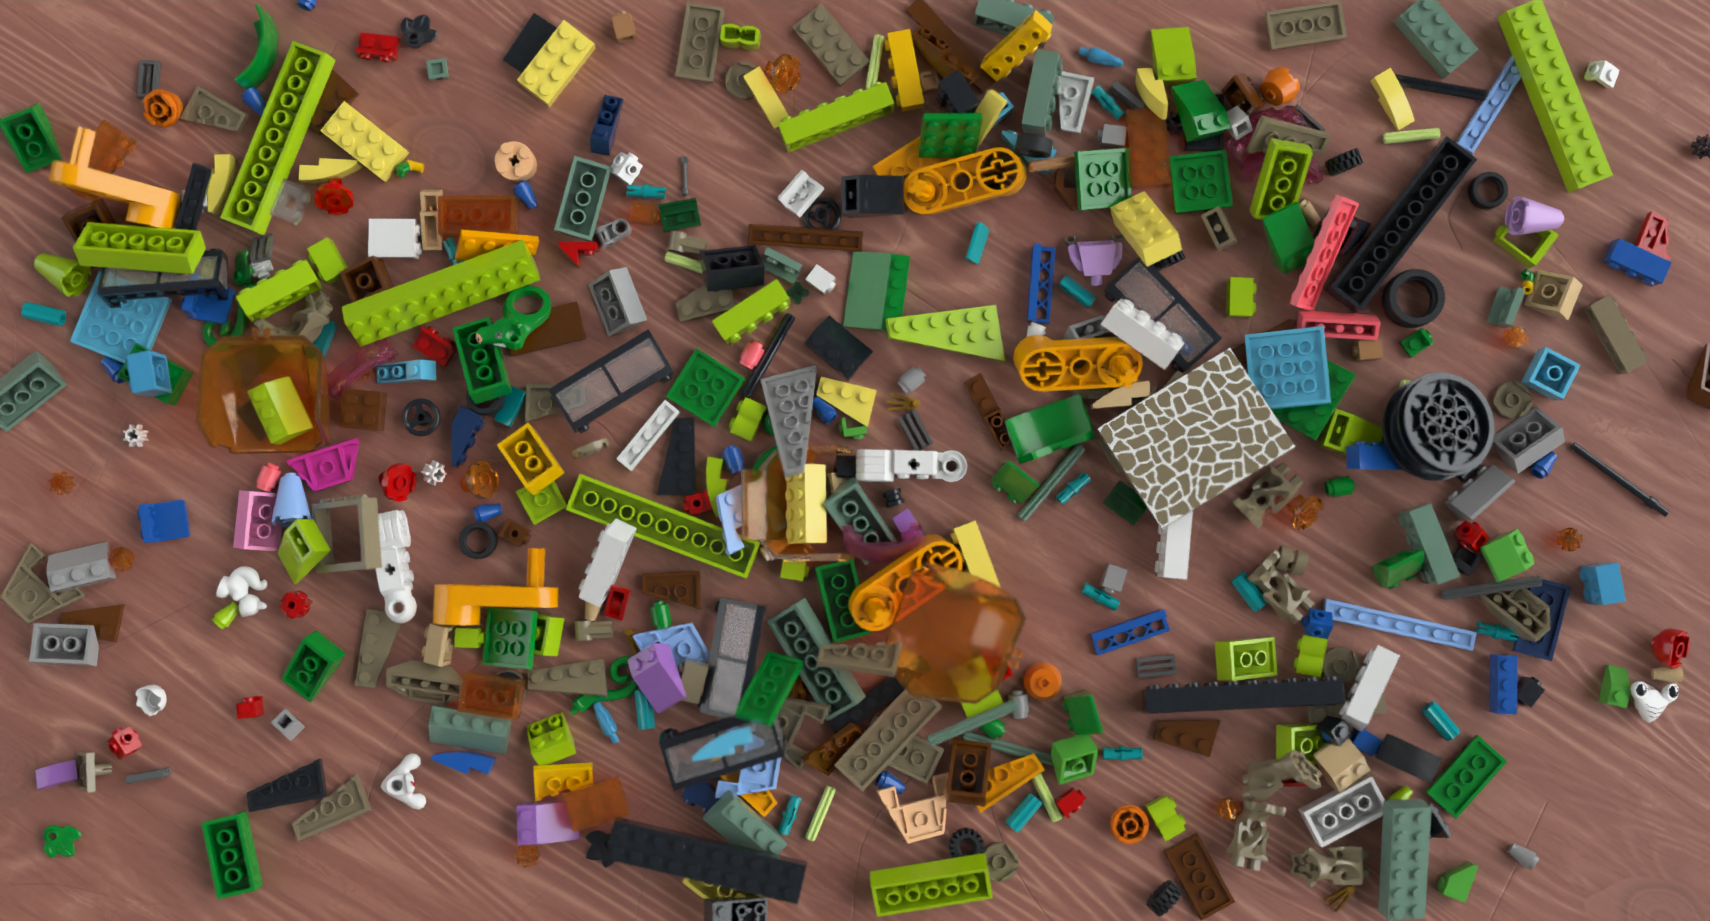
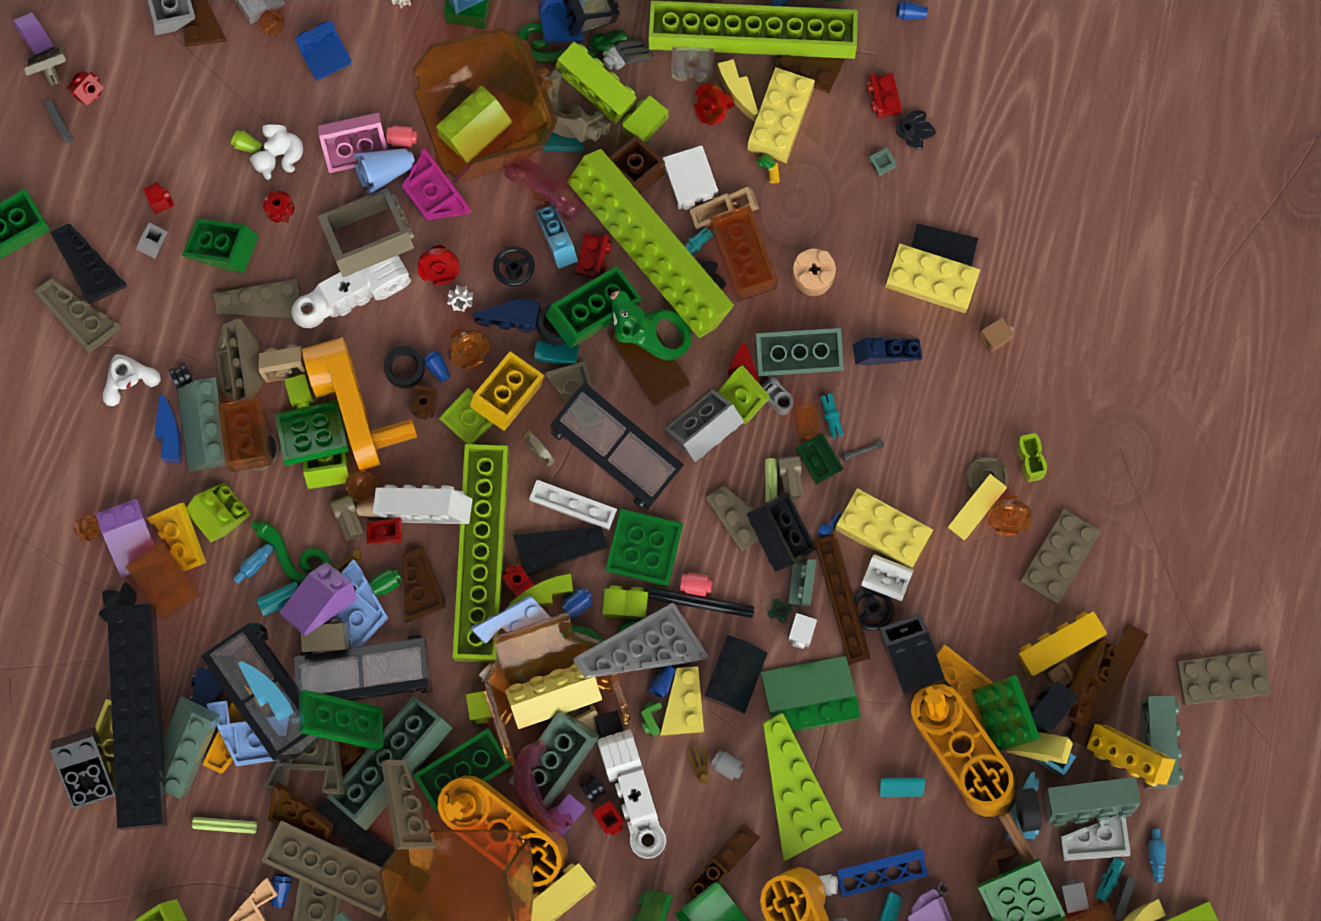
camera: 70 degrees right, 10 degrees down
(151, 699) = (137, 98): white hair -> none
(302, 548) = (338, 193): lime slope -> none
(363, 409) = (502, 206): reddish brown brick -> none
(419, 735) = (180, 375): none -> black wheel
(477, 243) = (714, 261): light orange wing -> none
(525, 194) = (785, 291): blue cone -> none
(571, 609) = (362, 486): none -> clear orange hair
(576, 678) = (290, 516): dark tan wing -> none
(602, 257) = (744, 393): none -> lime plate
(626, 167) = (849, 386): white brick -> none
(699, 42) = (1010, 418): dark tan plate -> none
(742, 230) = (825, 530): none -> blue hand
(751, 312) = (740, 568): lime brick -> none
(759, 182) = (883, 529): none -> light yellow brick
(789, 814) = (213, 791): teal pin -> none
(836, 116) = (983, 587): lime brick -> none
(875, 60) = (1058, 610): yellowish green axle -> none
(907, 416) = (686, 775): dark grey tile -> none
(915, 494) = (605, 811): none -> red brick

